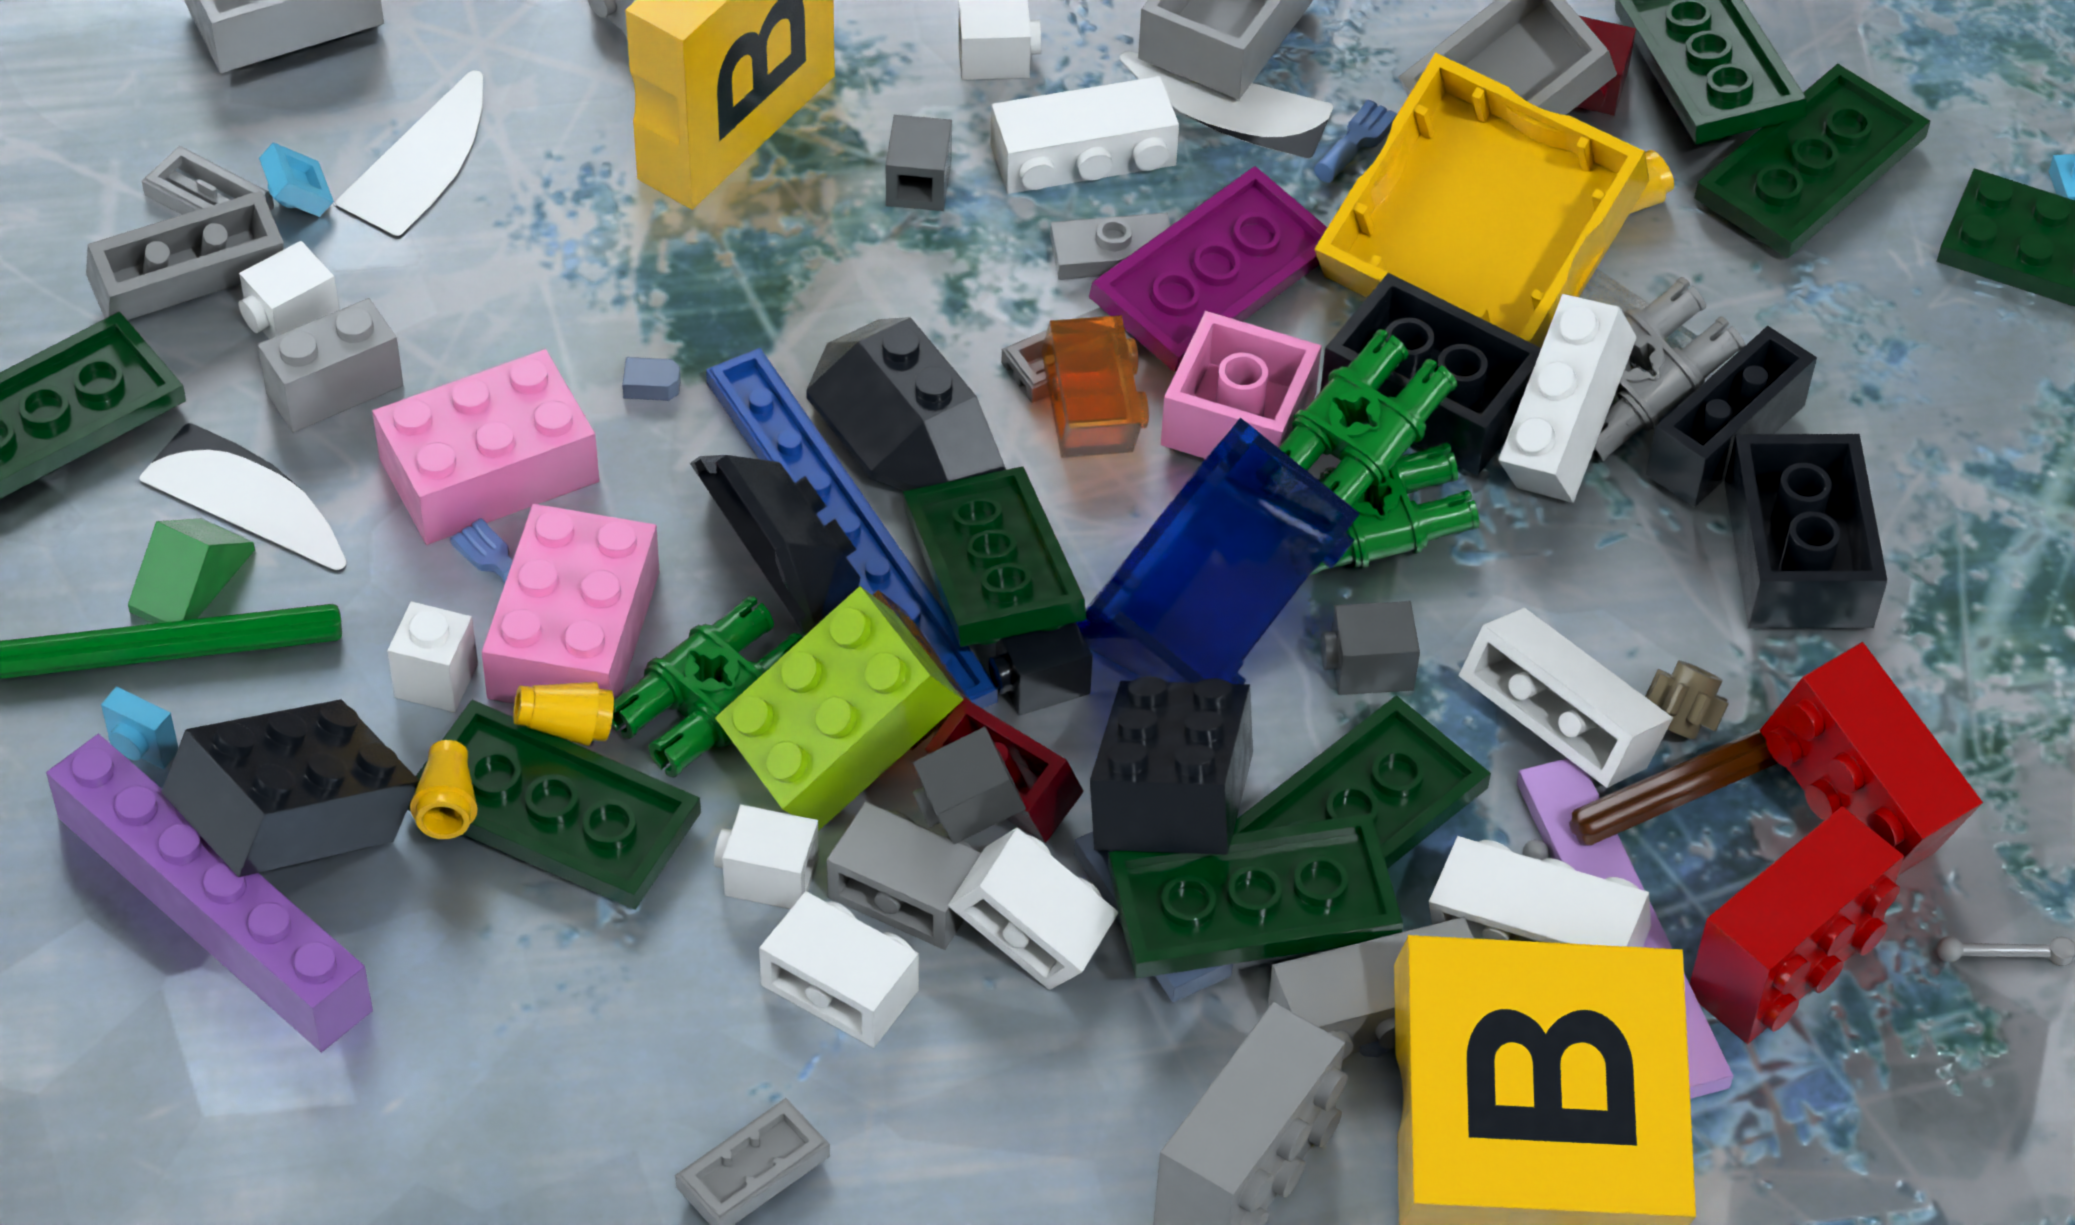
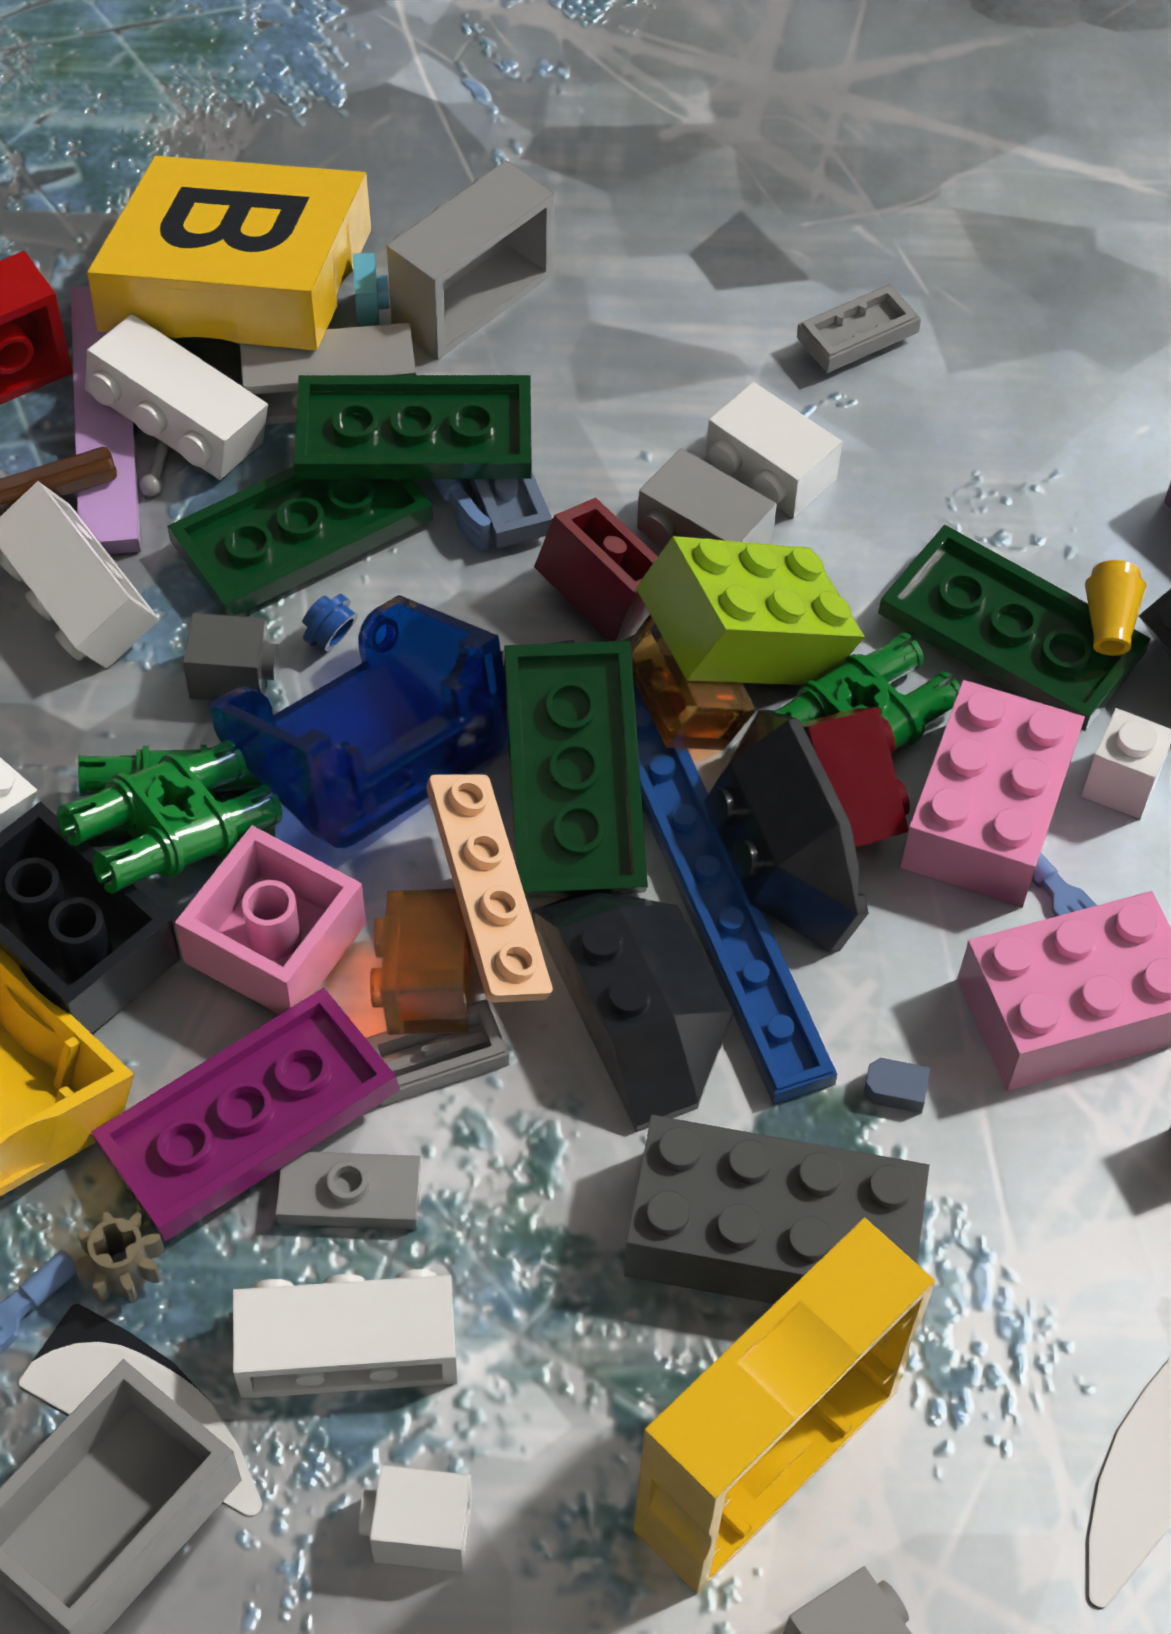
camera: 170 degrees left, 5 degrees up
(566, 710) = (1006, 669): yellow cone -> none
(719, 574) = (858, 762): none -> dark red brick
(747, 242) = (758, 1209): none -> dark grey brick
(768, 856) = (833, 535): white brick -> none
(918, 162) = (555, 1323): brick -> none
(966, 786) = (647, 498): dark grey brick -> none
(1034, 908) = (605, 444): white brick -> none
(1049, 427) = (488, 889): none -> light nougat bracket
(1172, 766) = (456, 518): black brick -> none
(1284, 703) = (328, 621): none -> blue plate
(1285, 159) = (113, 1237): none -> dark tan gear
(1369, 1112) = (370, 290): none -> medium azure plate

